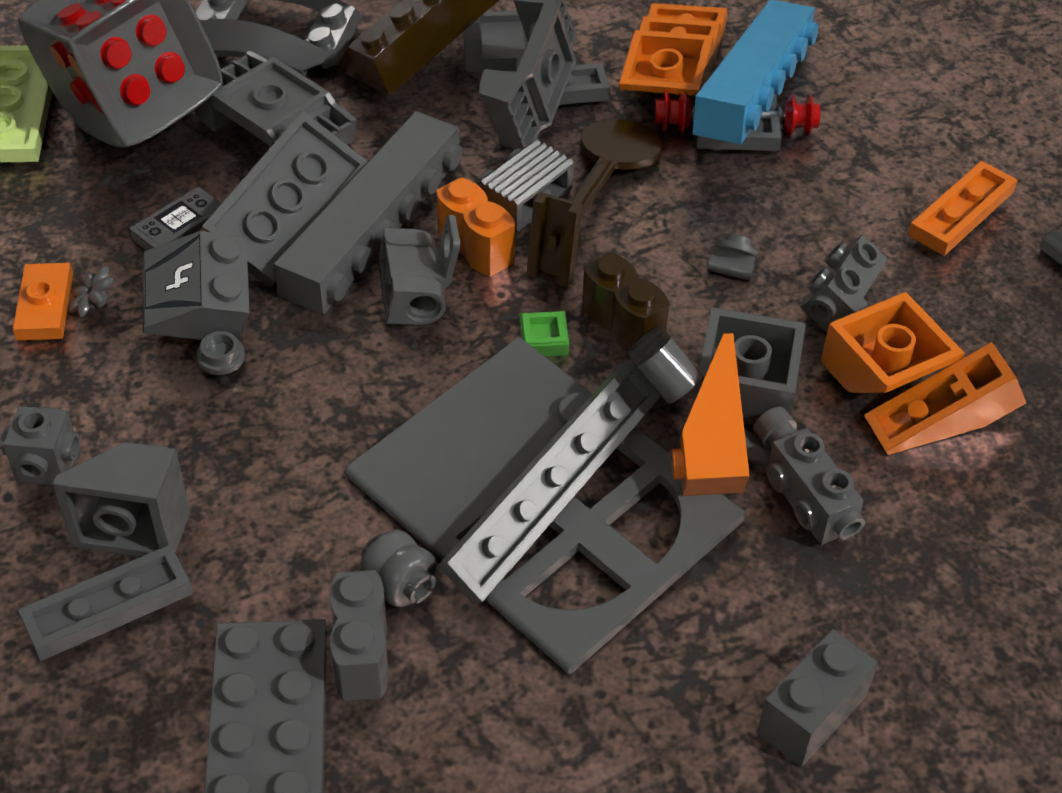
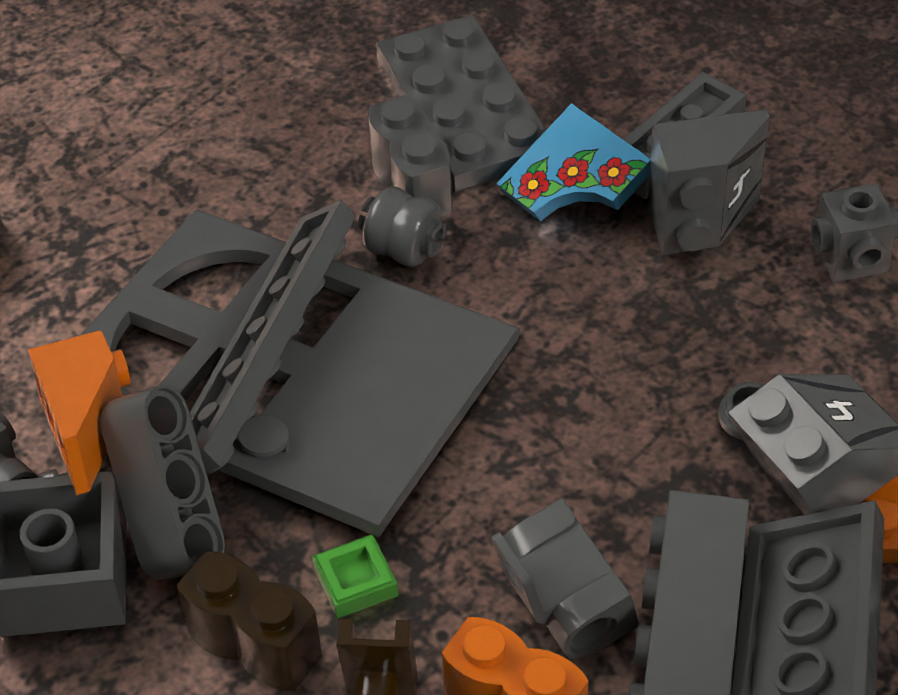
camera: 165 degrees right, 0 degrees up
(217, 581) = (573, 164): none -> dark azure tile

